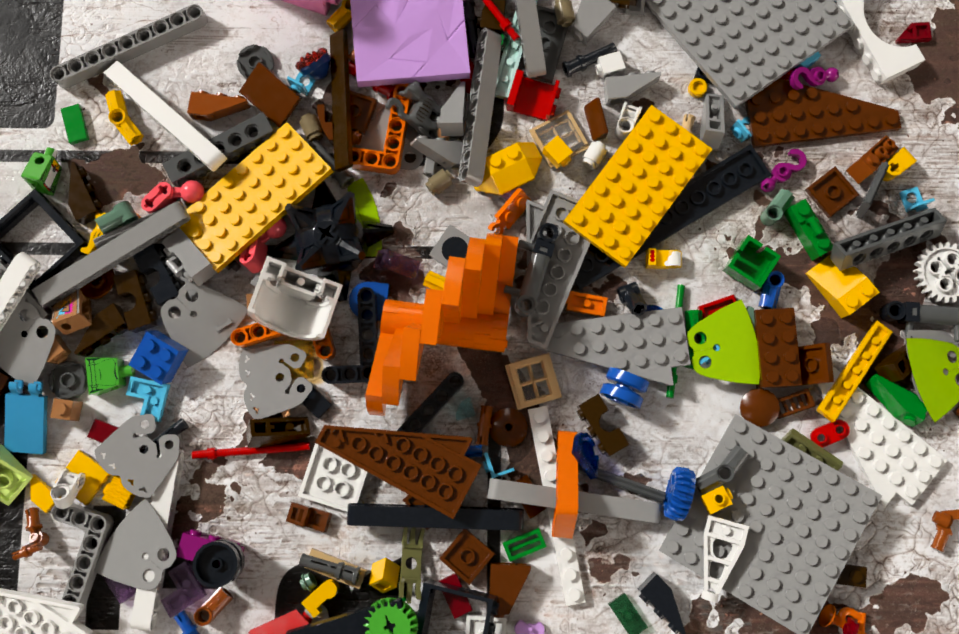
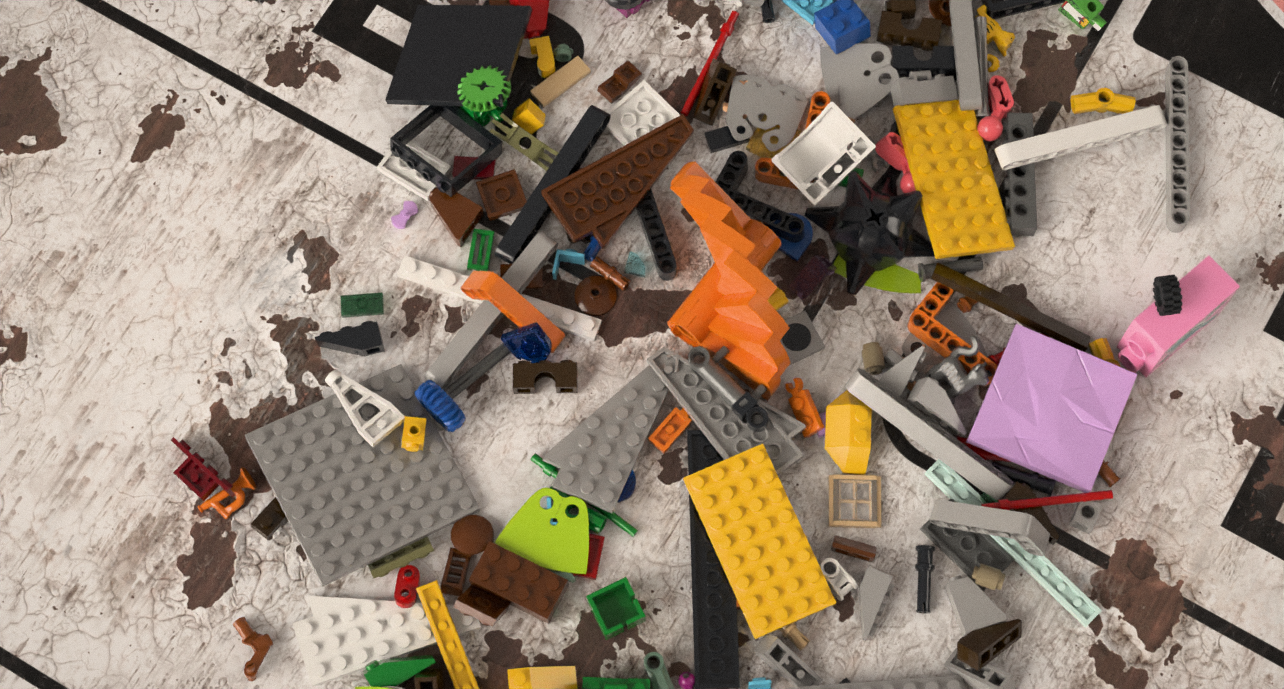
camera: 120 degrees right, 10 degrees down
(74, 124) = (1121, 59): green tile -> none
(81, 196) = (1038, 31): dark brown slope -> none
(120, 215) = (997, 52): sand green piece -> none
(213, 107) = (1070, 187): dark orange slope -> none
(250, 57) = (1098, 252): dark grey tile -> none
(270, 94) = (1053, 246): reddish brown tile -> none
(299, 87) = (1048, 278): medium azure bracket -> none
(311, 127) = (998, 268): dark tan brick -> none
(315, 64) = (1064, 303): dark blue hair -> none
(326, 126) = (995, 281): reddish brown slope -> none
(339, 570) = (558, 82): dark grey pin -> none
(361, 111) = (991, 324): reddish brown tile -> none
(532, 97) = (914, 498): red panel -> none
(533, 381) = (625, 340): tan piece -> none
(558, 152) = (838, 483): yellow brick -> none
(594, 155) = (816, 523): white brick -> none
(609, 65) = (904, 593): white brick -> none
(623, 386) = (566, 411): blue wheel -> none
(632, 297) = (652, 473): black piece -> none
(663, 259) = (671, 528): yellow leg -> none
(697, 87) = (832, 674): yellow tile -> none
(732, 462) = (434, 444): dark grey piece -> none
(771, 292) = (576, 613): blue piece -> none

